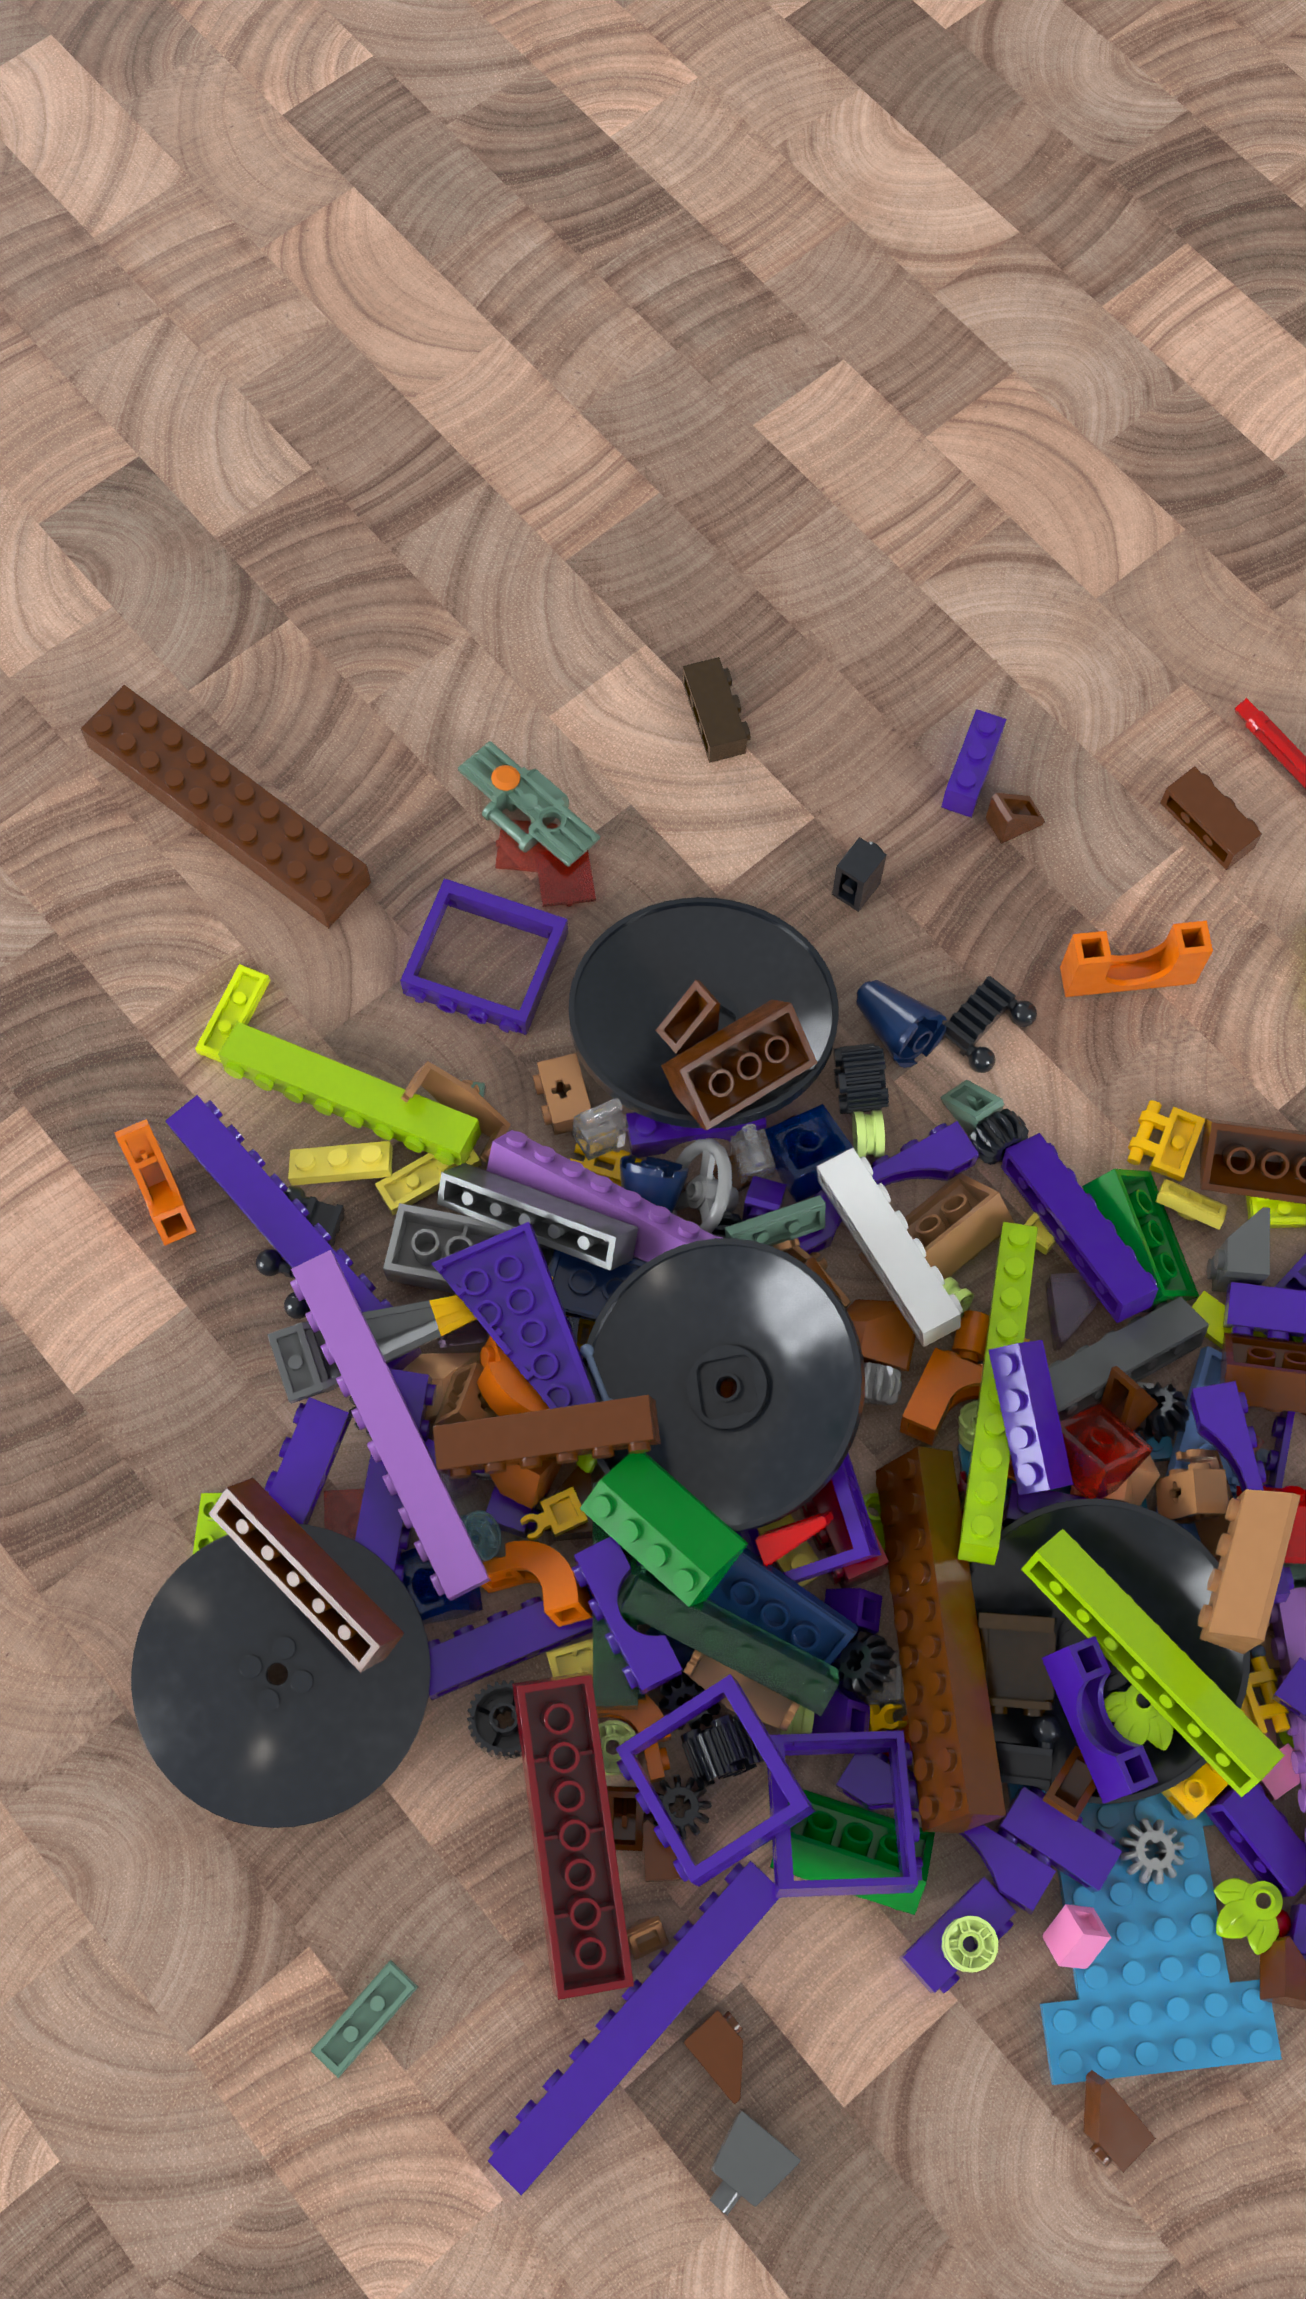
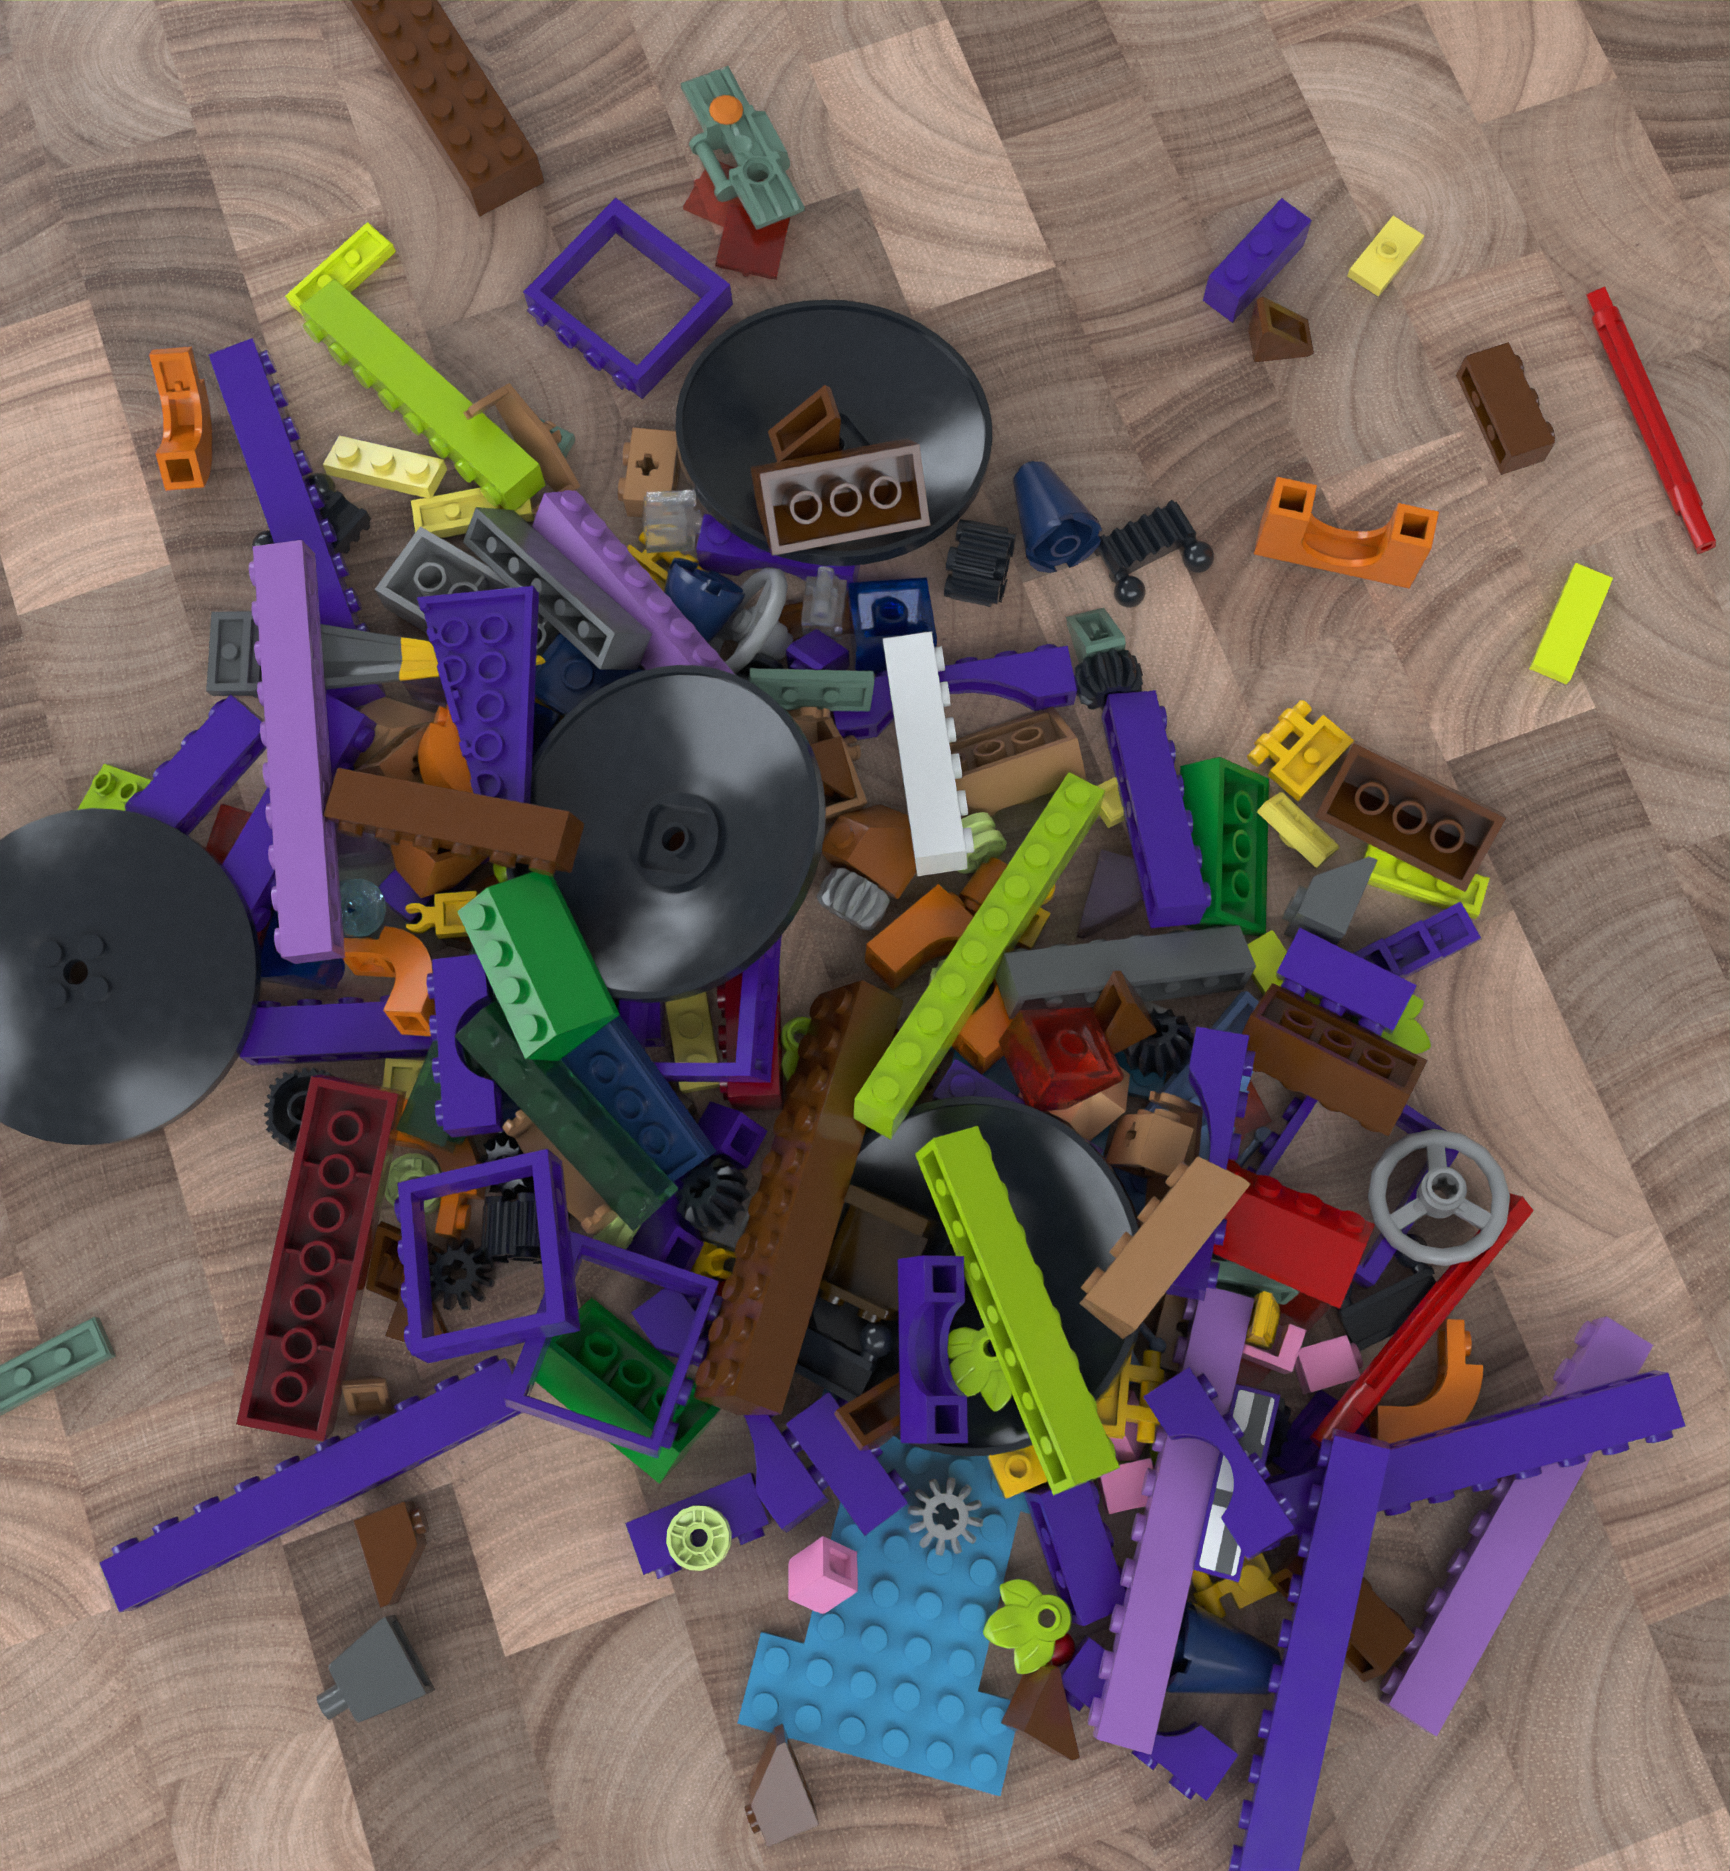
camera: 25 degrees right, 5 degrees up
(306, 1574) = (139, 876): reddish brown brick -> none
(587, 1352) = (540, 748): sand blue hinge -> none
(715, 709) = (992, 110): dark brown brick -> none
(781, 1540) = (660, 1027): red slope -> none
(859, 873) = (1072, 338): black brick -> none
(868, 1133) = (964, 627): yellowish green wheel -> none
(1030, 1417) = (995, 990): dark purple brick -> none
(1069, 726) = (1385, 256): none -> light yellow plate

